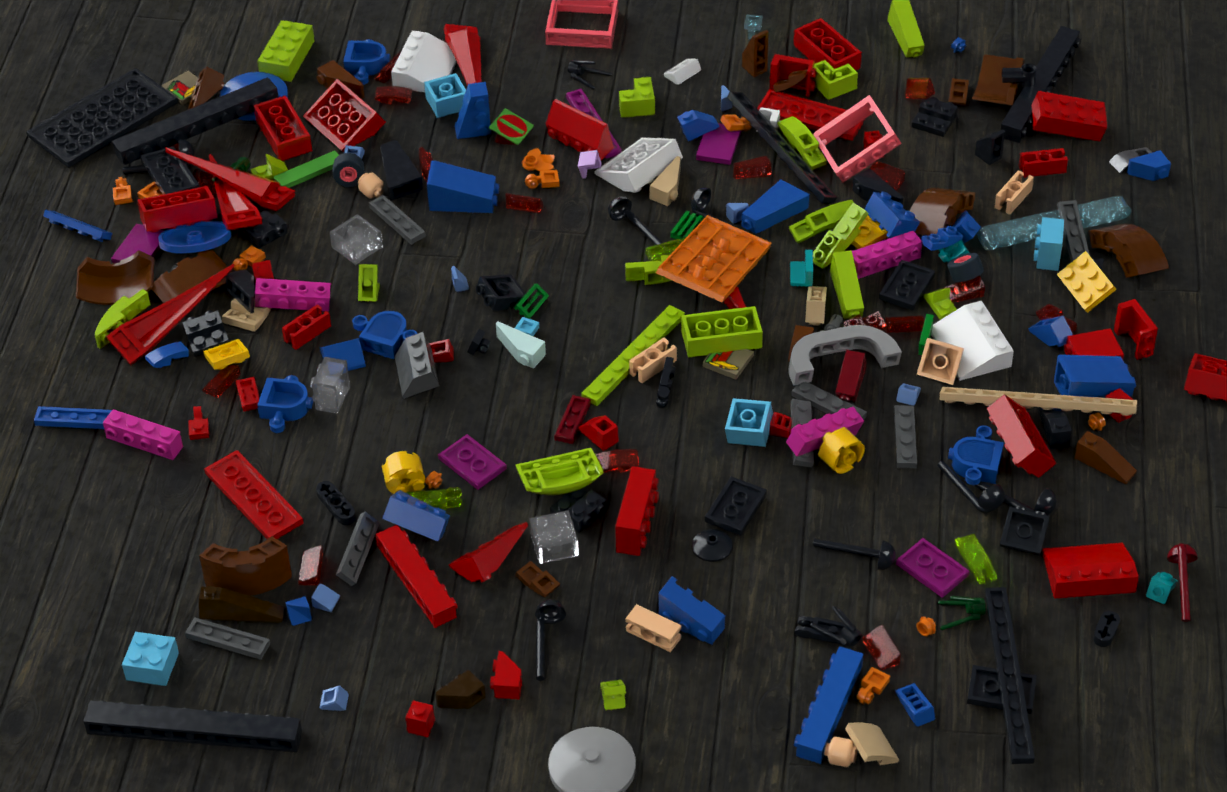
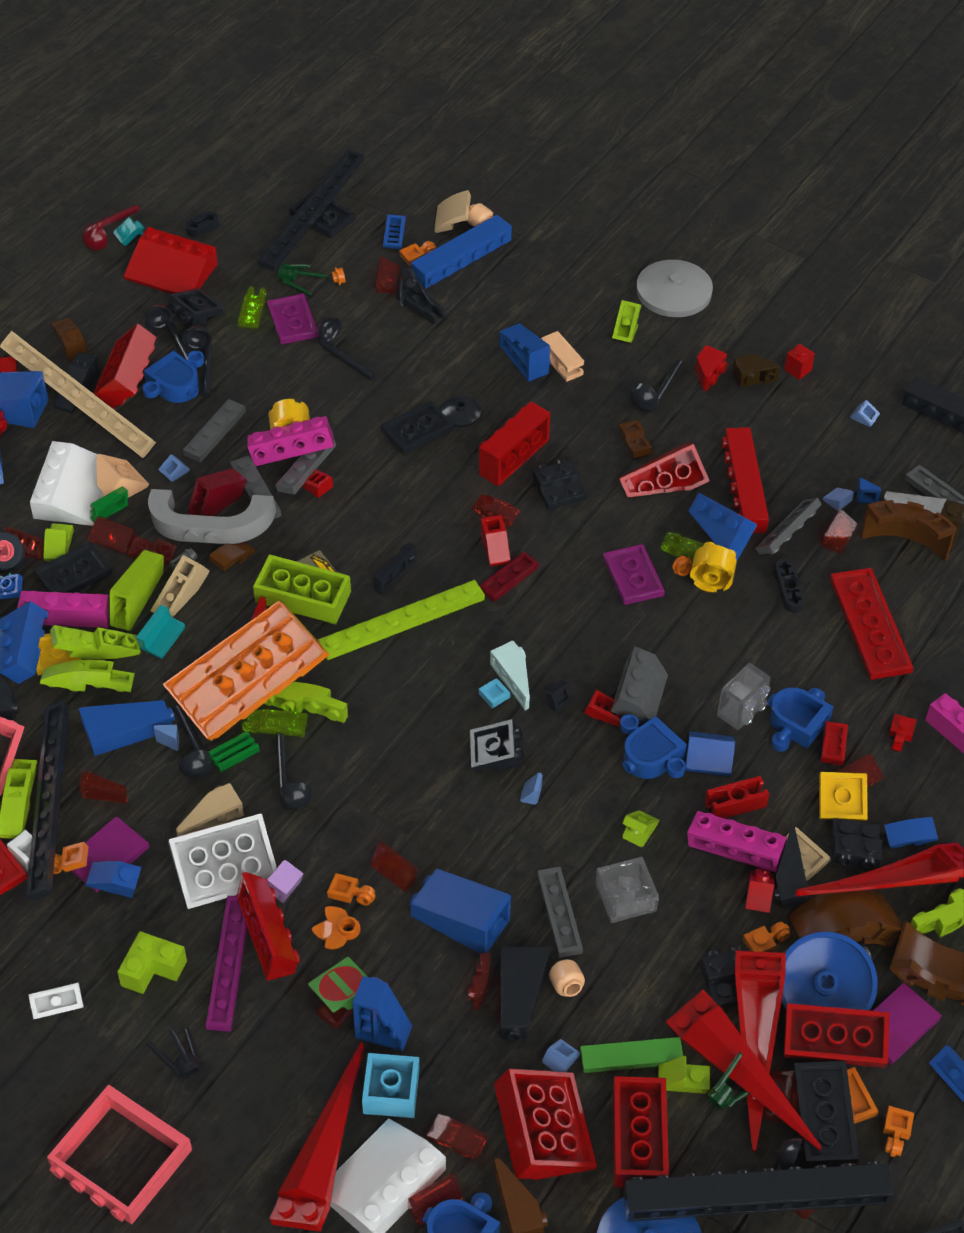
camera: 155 degrees left, 5 degrees up
(348, 169) = (585, 1010): black wheel -> none
(523, 309) = (470, 722): green tile -> none
(554, 537) = (601, 460): clear brick -> none
(560, 473) = (560, 510): lime slope -> none
(652, 360) = (389, 595): light nougat piece -> none
(725, 102) = (48, 911): medium blue slope -> none
(749, 422) = (349, 485): medium azure brick -> none

